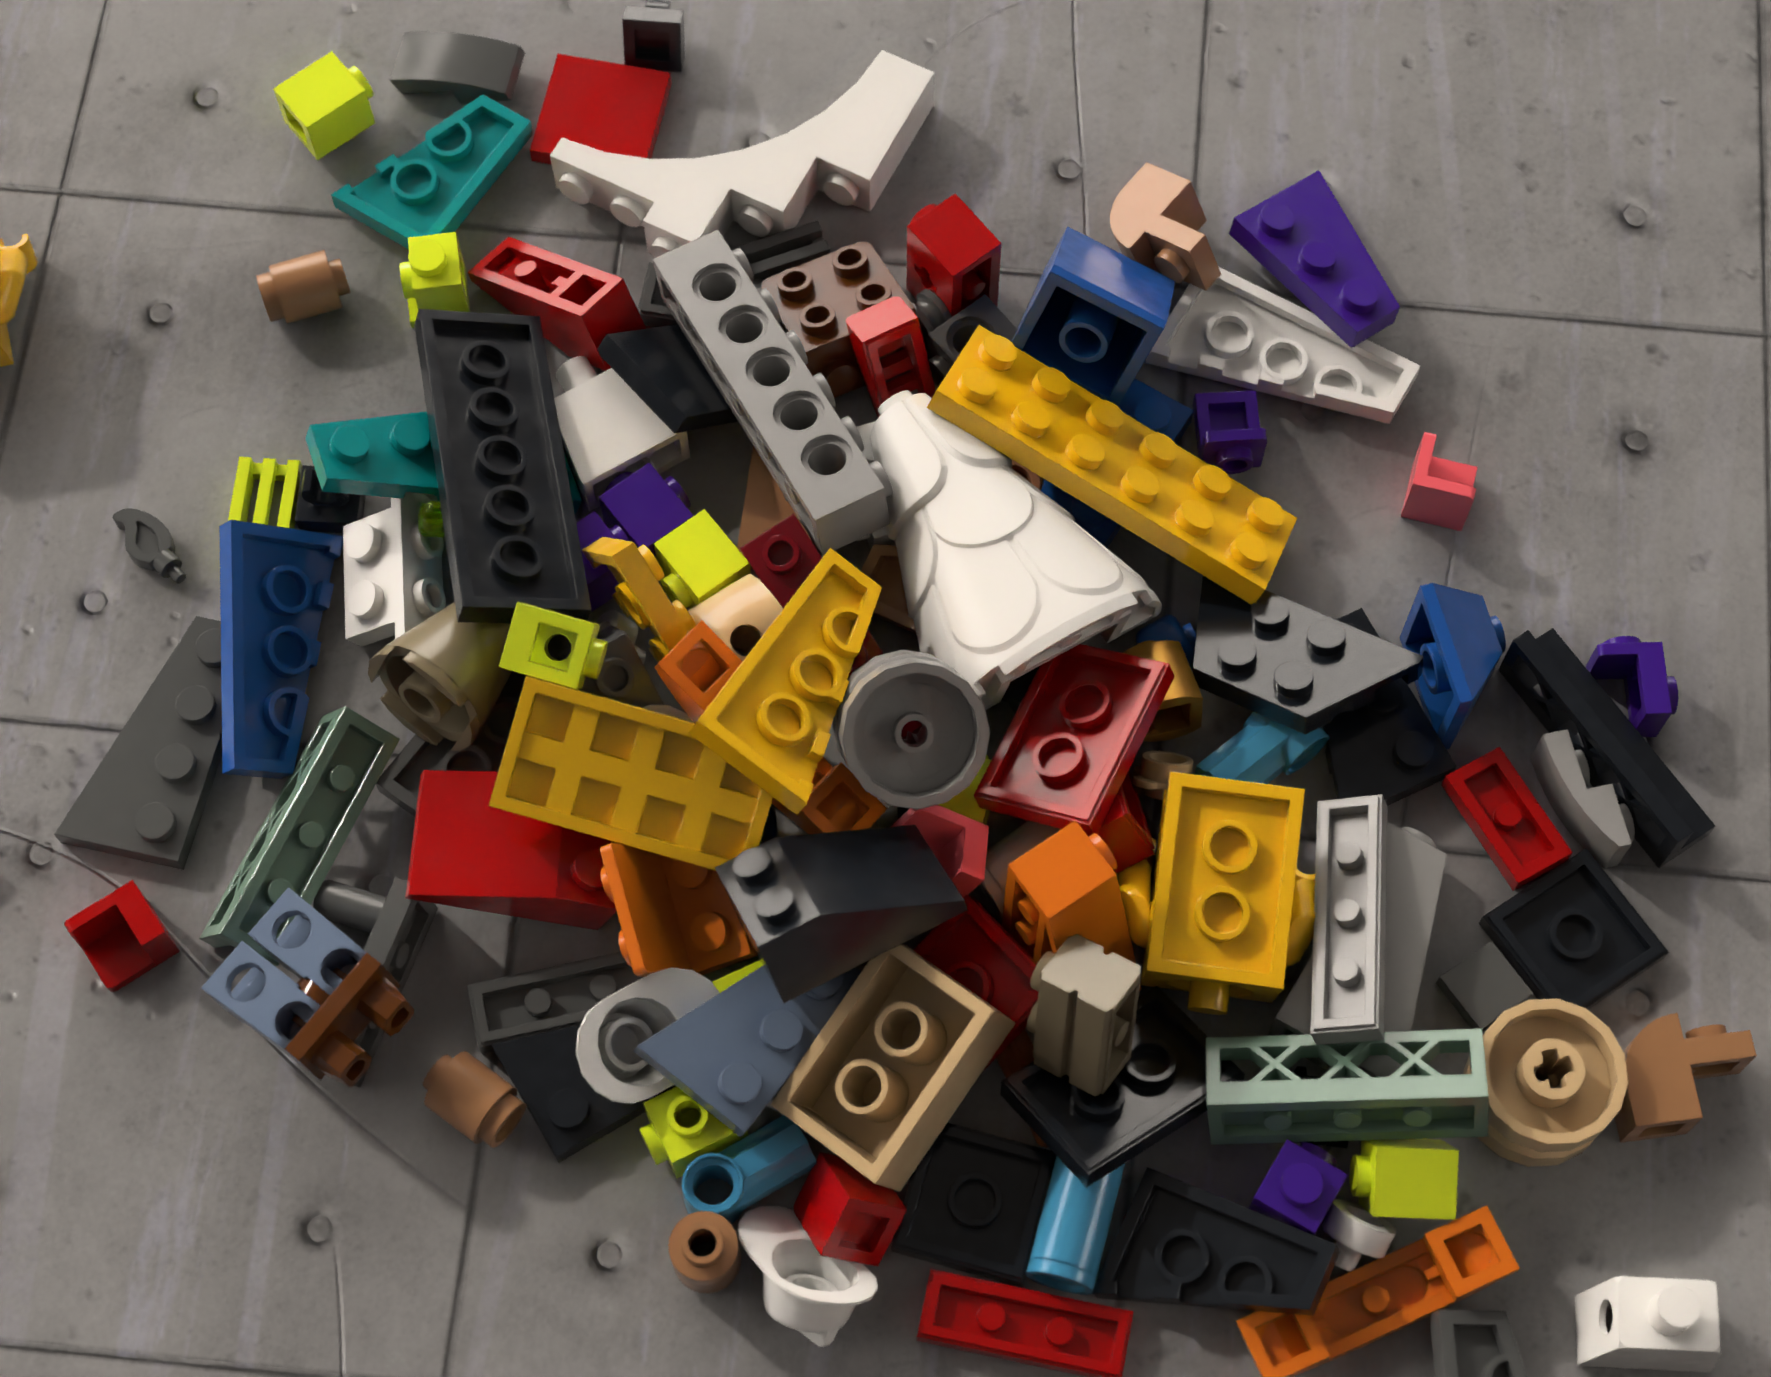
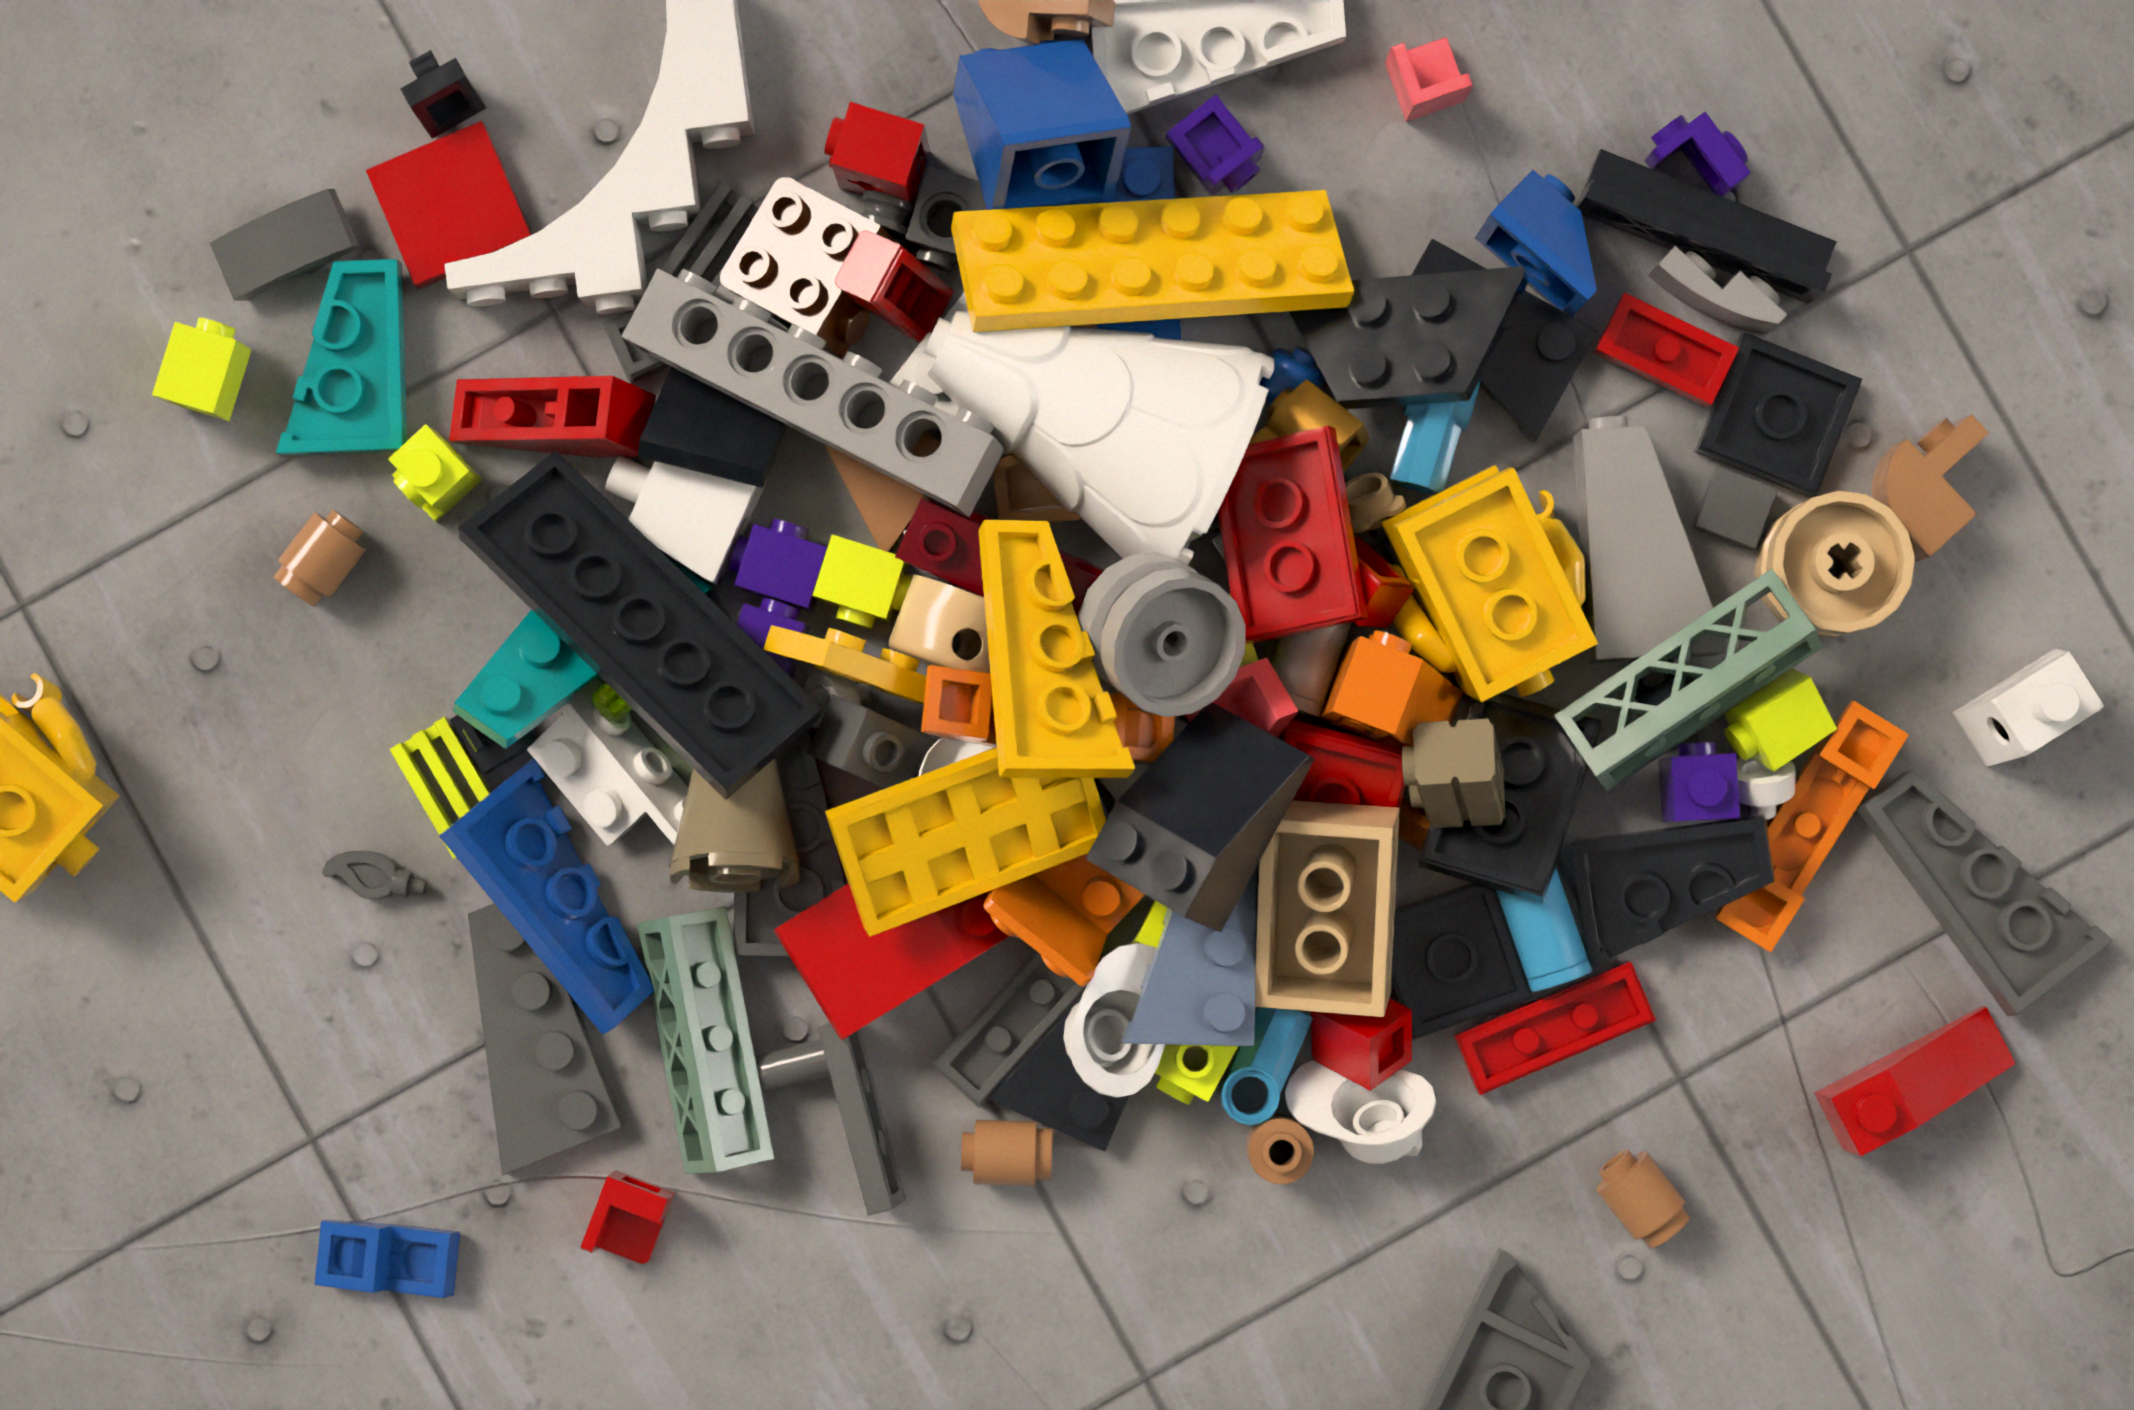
camera: 30 degrees left, 20 degrees up
(329, 1005) = (852, 1176): hips -> none
(528, 646) = (825, 794): neon yellow brick -> none
(1349, 921) = (1607, 540): light grey tile -> none

